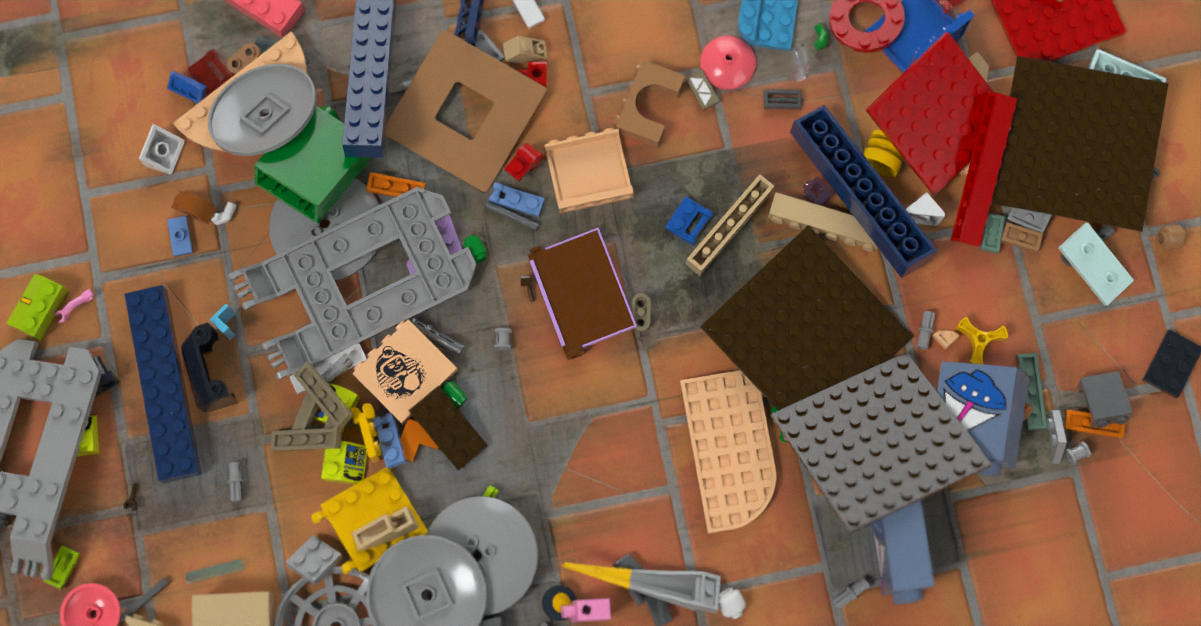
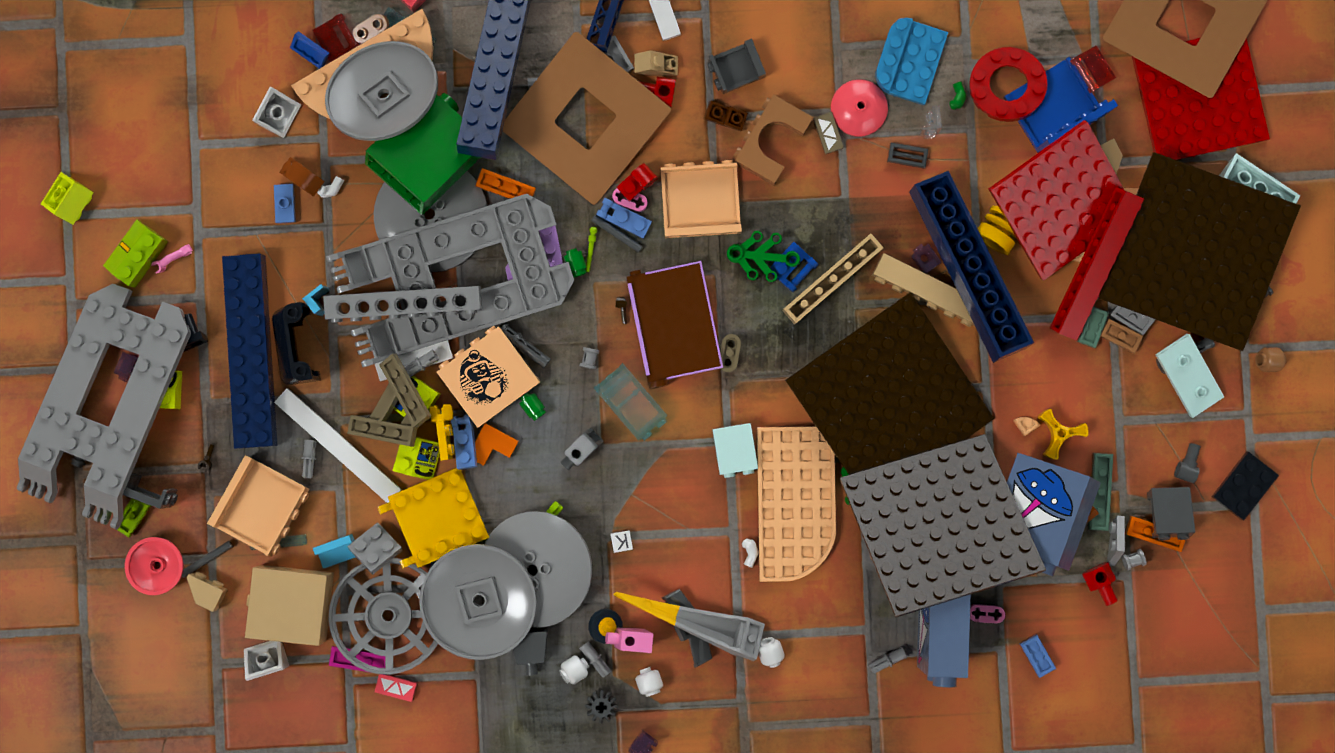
camera: 10 degrees right, 10 degrees up
(39, 417) = (125, 366): none -> brick
(95, 544) = (161, 501): none -> dark grey panel
(190, 536) = (259, 506): none -> light nougat panel
(241, 320) = (333, 303): none -> light grey brick
(261, 463) = (337, 445): none -> white tile
(273, 571) = (335, 551): none -> medium azure panel
(385, 529) = (447, 531): tan slope -> none
(447, 427) = (522, 439): dark brown plate -> none
(488, 224) = (592, 238): none -> lime piece
(514, 422) = (586, 444): none -> torso
(519, 185) = (630, 205): none -> bright pink beam
(551, 375) = (631, 402): none -> clear door
(562, 515) = (621, 541): none -> white tile
(600, 89) = (725, 116): none -> reddish brown slope
(603, 42) = (736, 67): none -> dark grey panel
(656, 213) = (760, 256): none -> green plant
(661, 405) = (735, 450): none -> light aqua brick
(696, 505) = (752, 551): none -> white arm
(926, 211) = (1030, 296): white slope -> none
(926, 330) = (1008, 414): light grey axle -> none
(942, 525) = (987, 618): none -> bright pink beam
(1001, 564) = (1037, 656): none -> medium blue plate
(1053, 484) = (1104, 586): none -> red piece
(1112, 354) = (1187, 468): none -> dark grey pin

